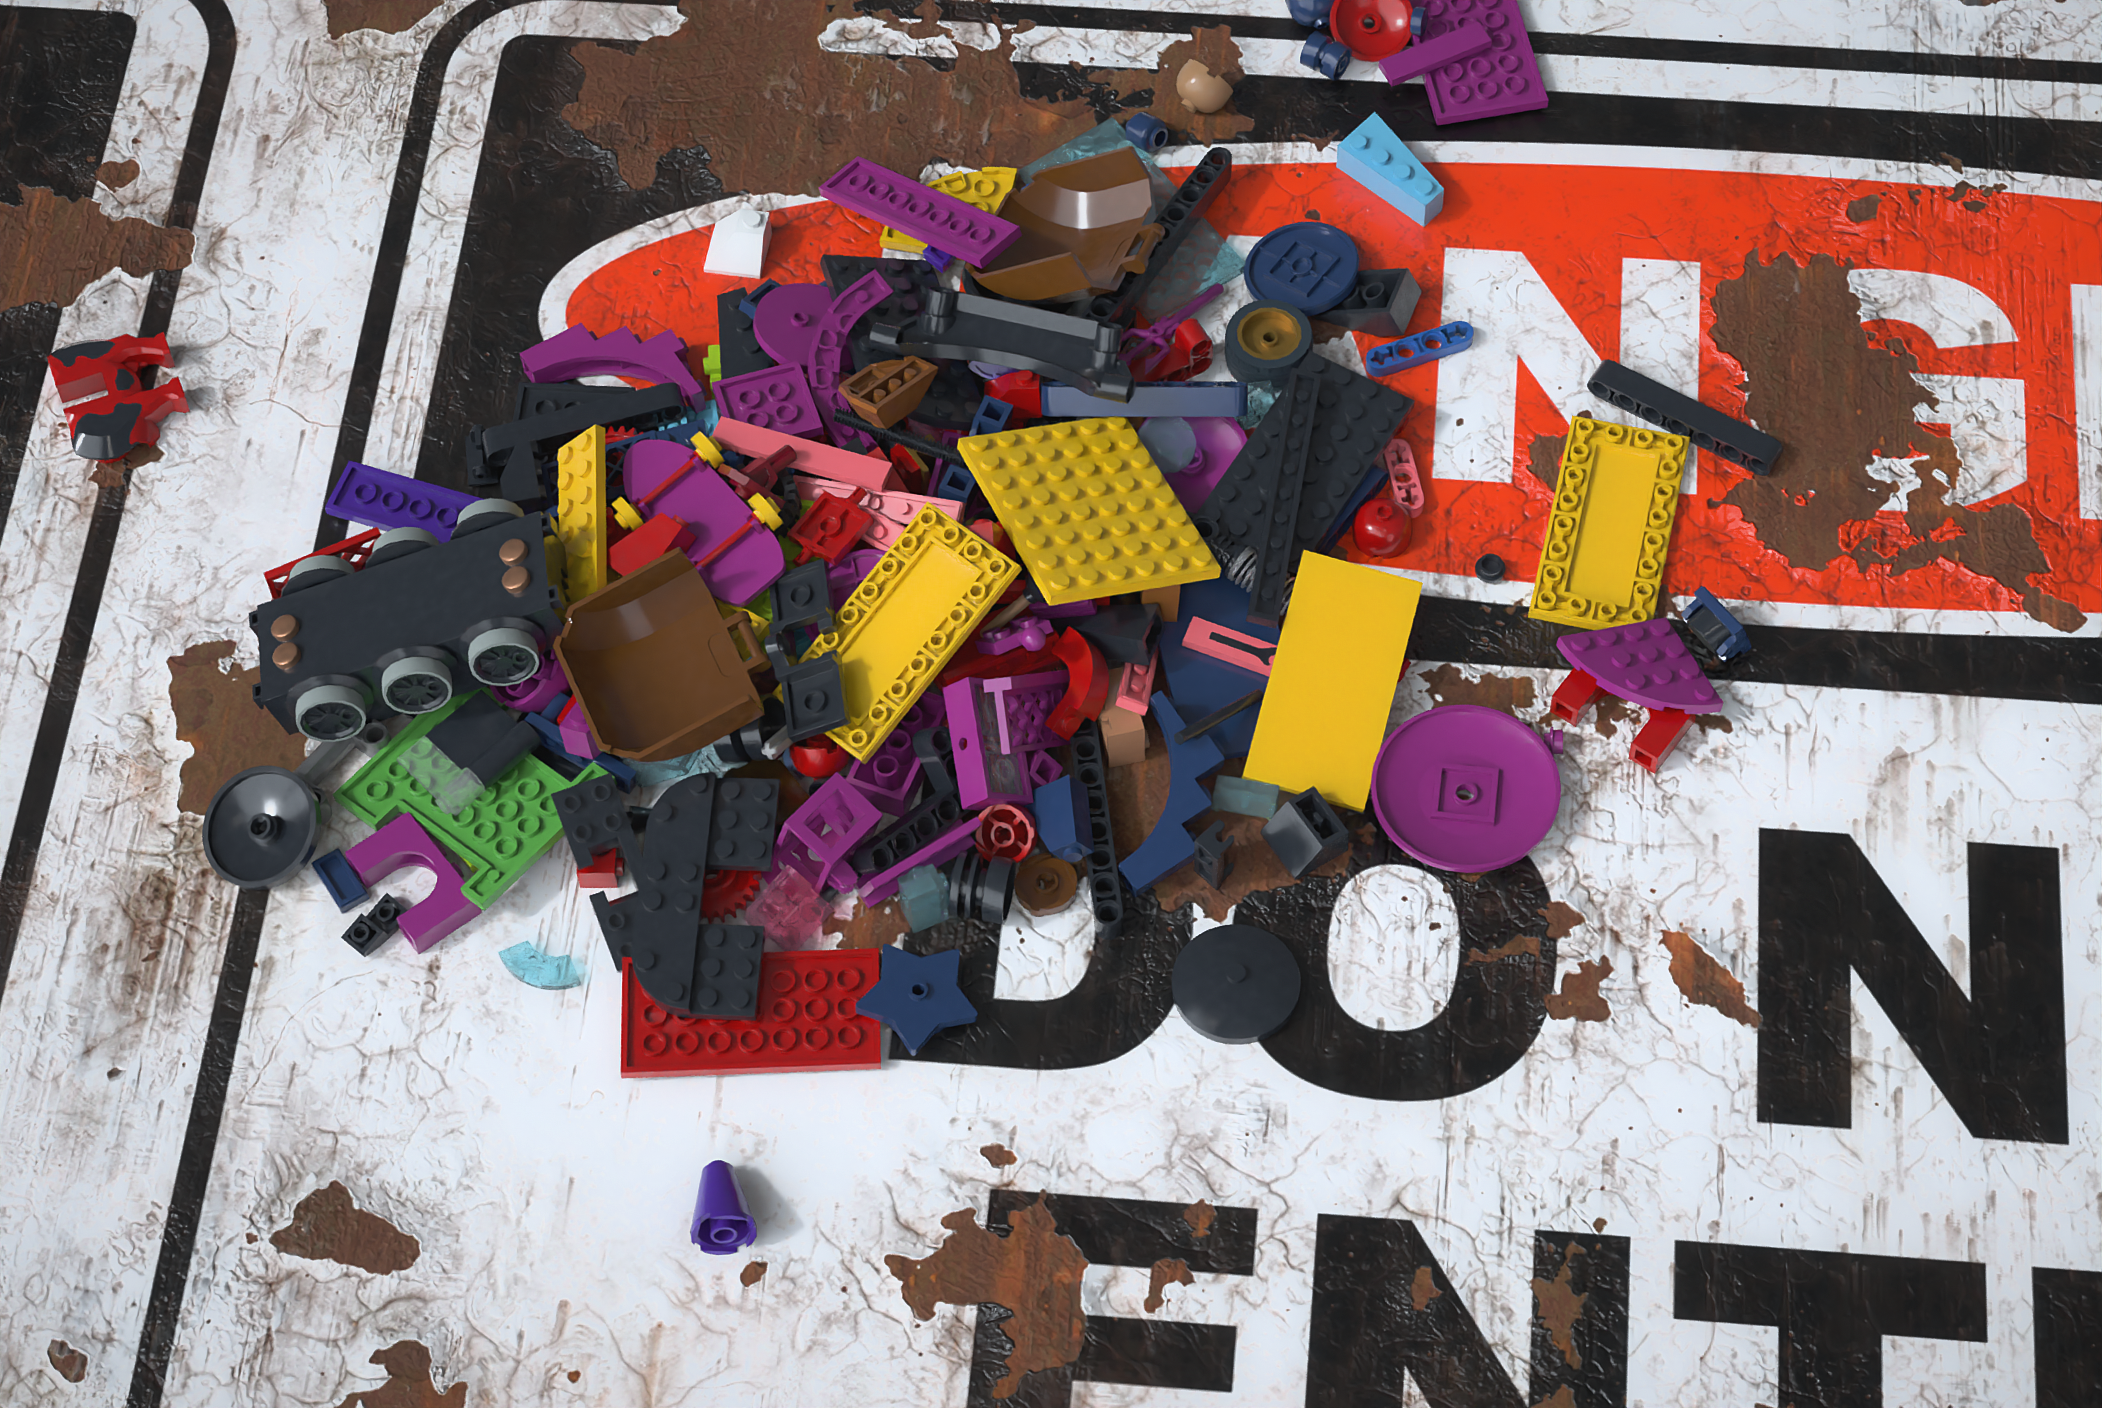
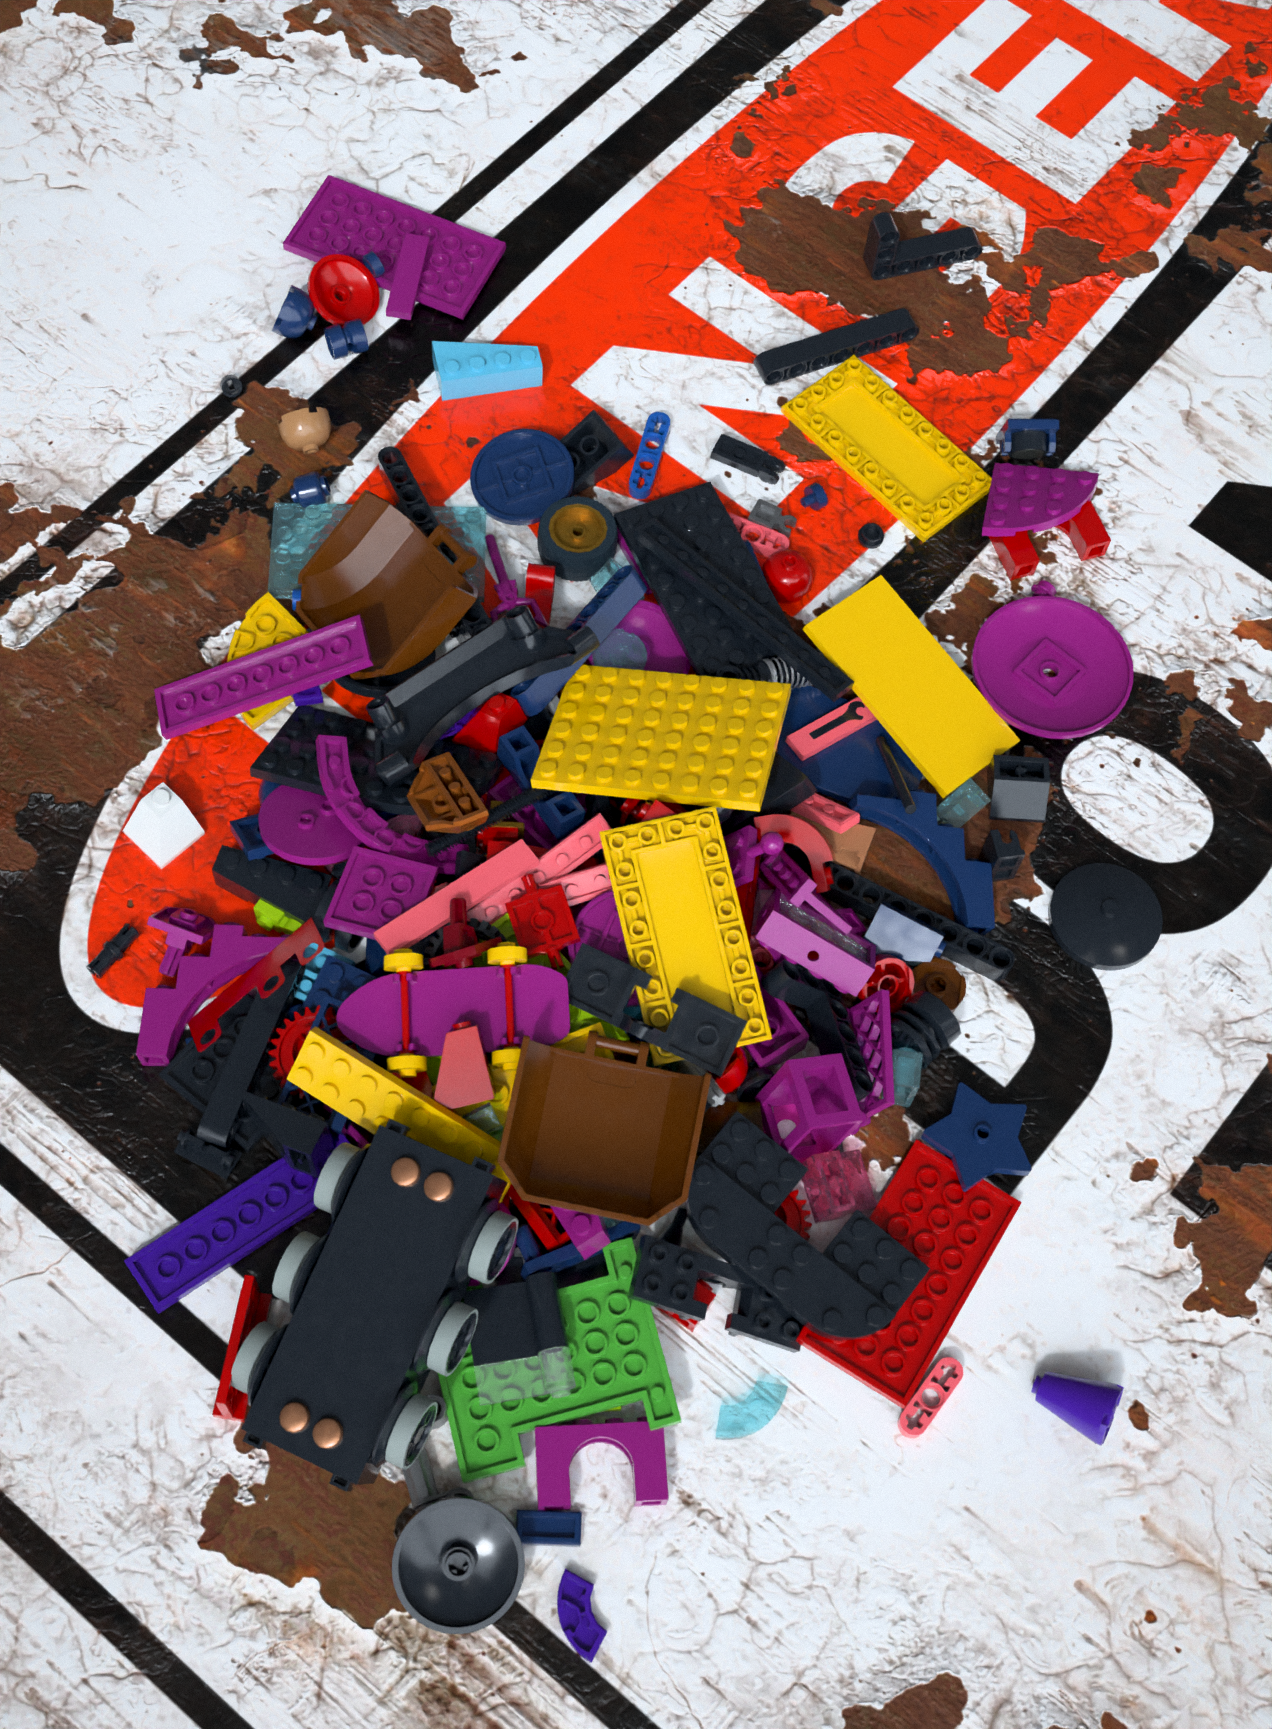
camera: 65 degrees left, 5 degrees up
(282, 943) = (577, 1617): none -> dark purple tile
(376, 928) = (617, 1523): black slope -> none
(603, 286) = (112, 951): none -> black pin
(624, 1103) = (910, 1410): none -> coral beam
(648, 383) = (255, 977): none -> red piece
(653, 312) = (183, 929): none -> magenta piece
(1200, 10) = (225, 387): none -> black hinge
(1434, 477) = (770, 517): none -> flat silver plate
(1484, 421) = (747, 459): none -> black hinge
(1489, 498) = (814, 497): none -> dark blue tile
(1861, 416) = (890, 258): none -> black beam

